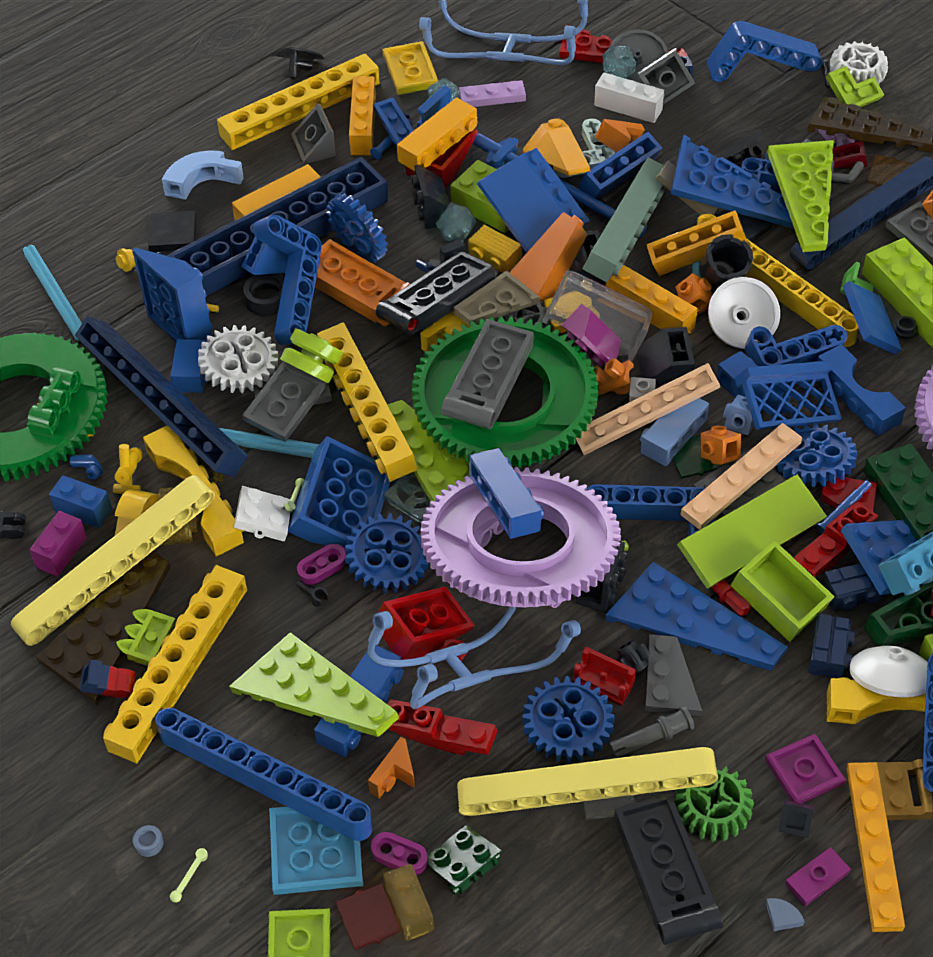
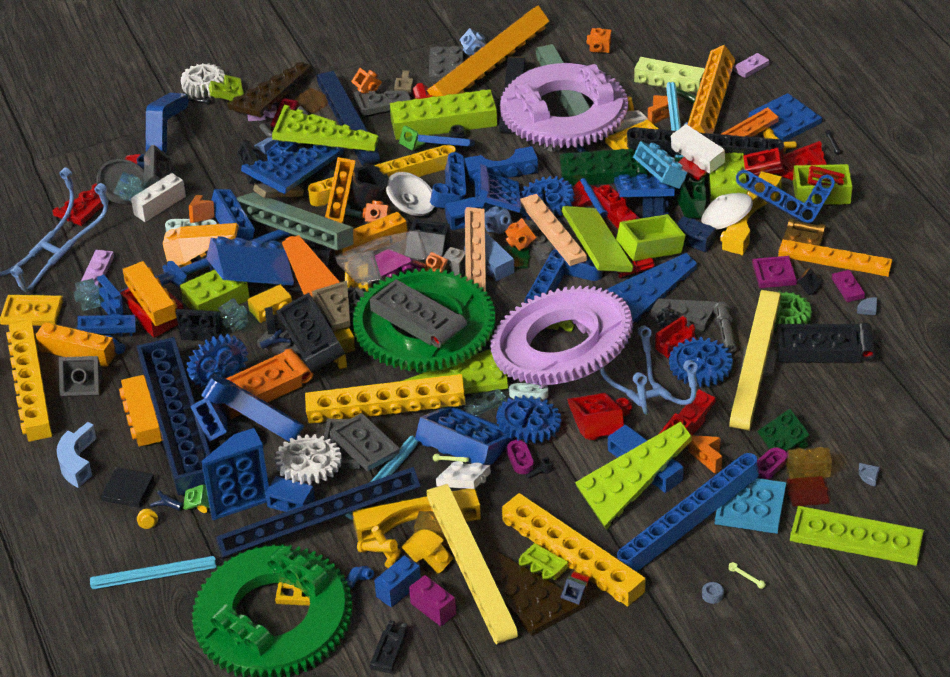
camera: 70 degrees left, 10 degrees down
(312, 355) = (341, 406): lime wheel -> none
(505, 493) = (526, 329): brick -> none

